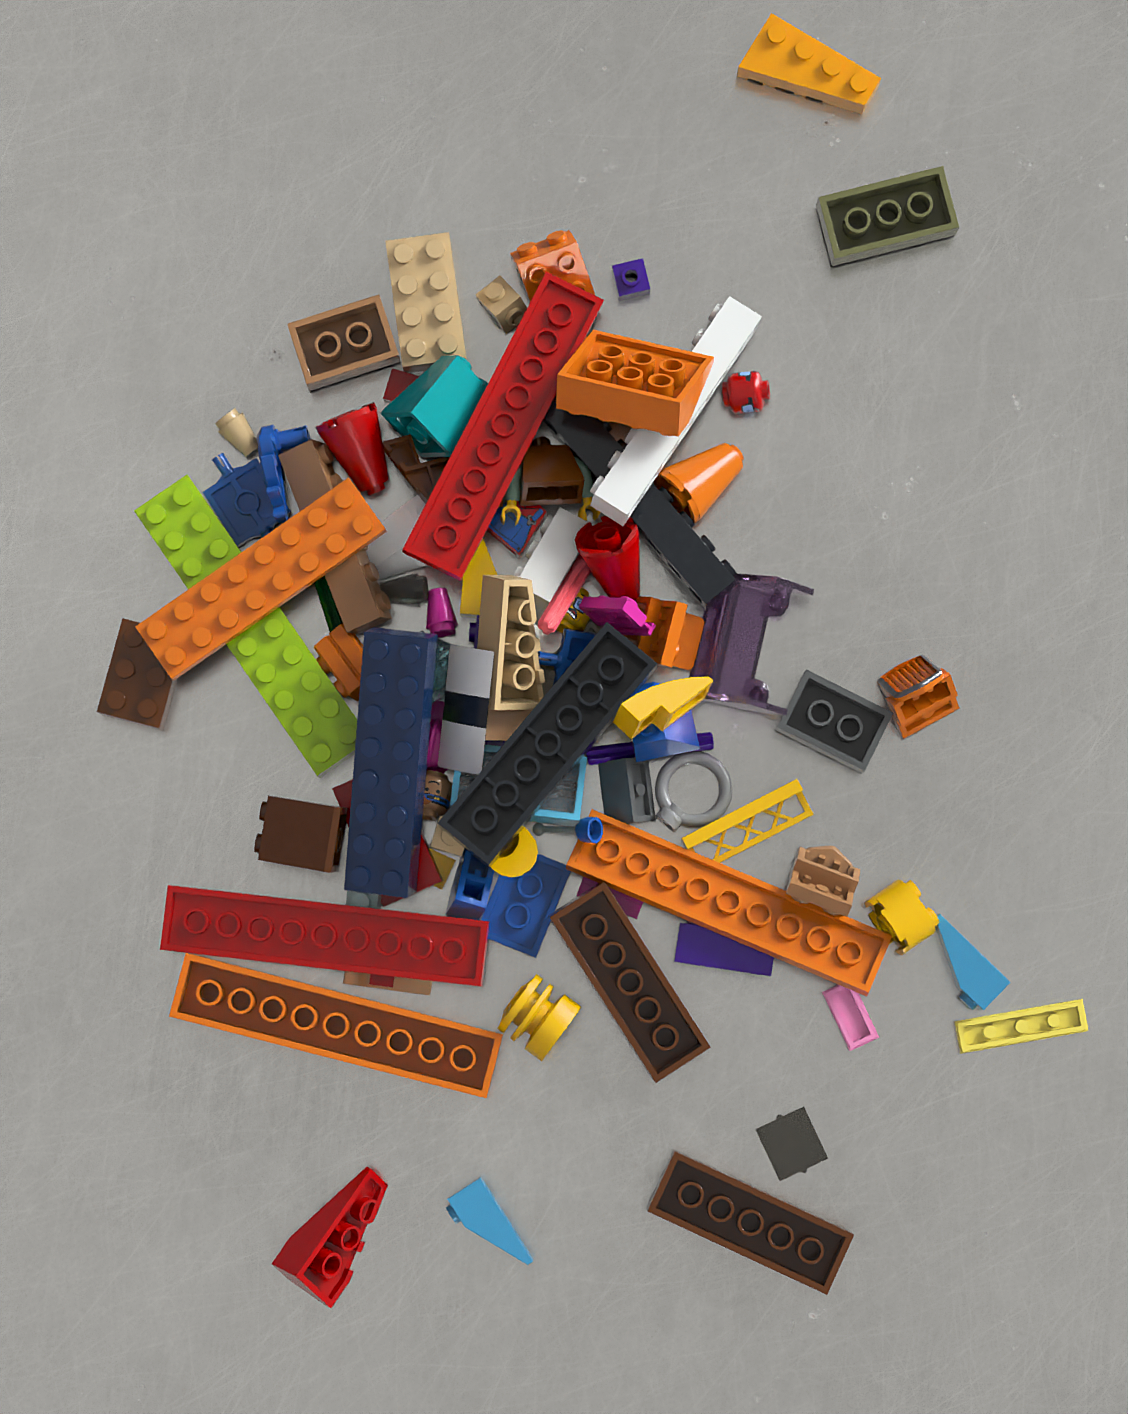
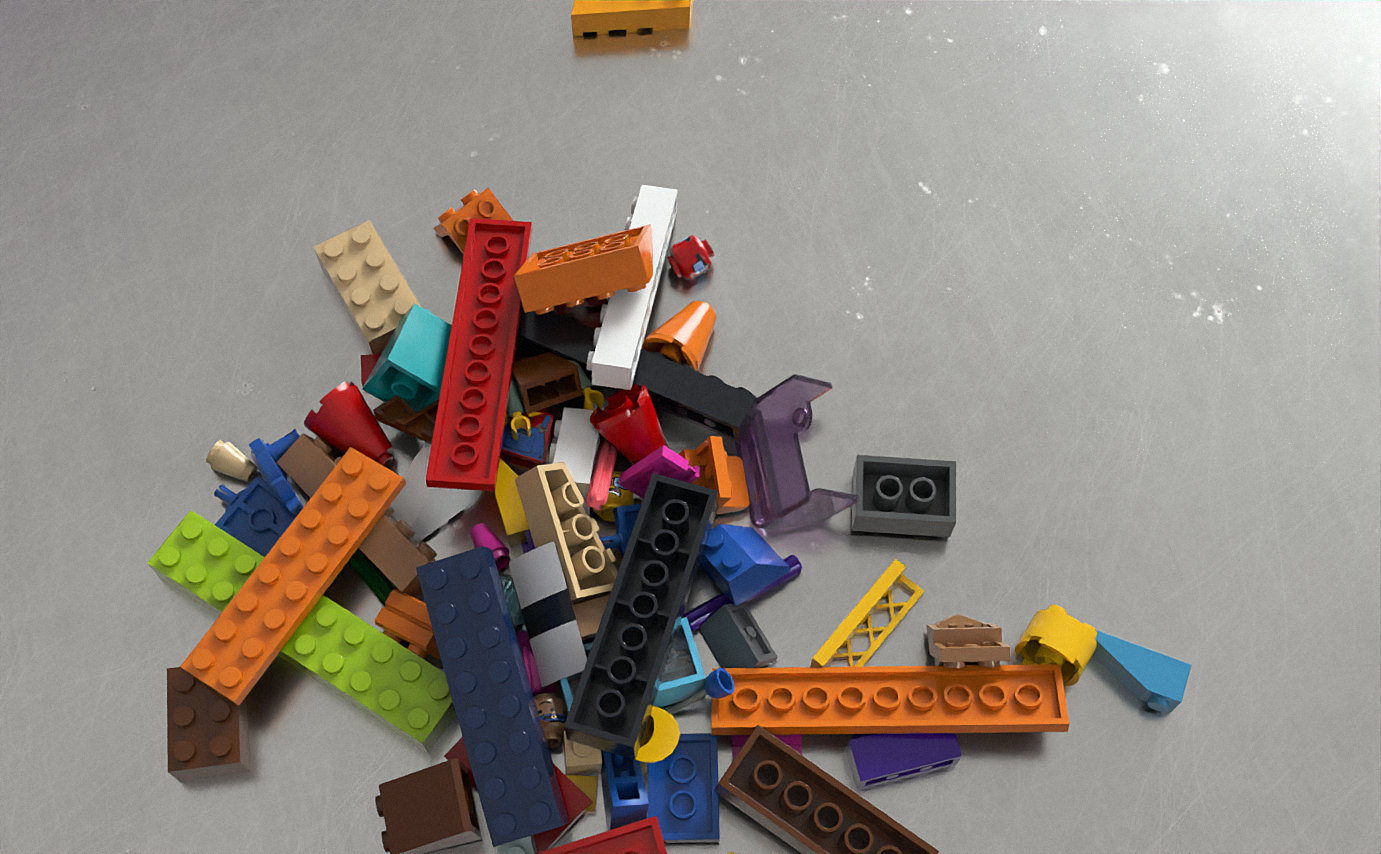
camera: 25 degrees left, 20 degrees down
(344, 342) = (306, 346): medium nougat brick -> none
(406, 589) = (449, 537): clear smoke cone -> none
(502, 303) = (441, 265): tan bracket -> none
(626, 289) = (549, 208): dark purple plate -> none
(661, 704) = (737, 532): yellow slope -> none
(671, 814) = (791, 644): light grey piece -> none
(850, 1016) = (1053, 767): bright pink tile -> none
(887, 216) = (747, 82): olive brick -> none
(918, 694) = (971, 439): orange piece -> none
(1021, 1026) = (1218, 709): light yellow tile -> none

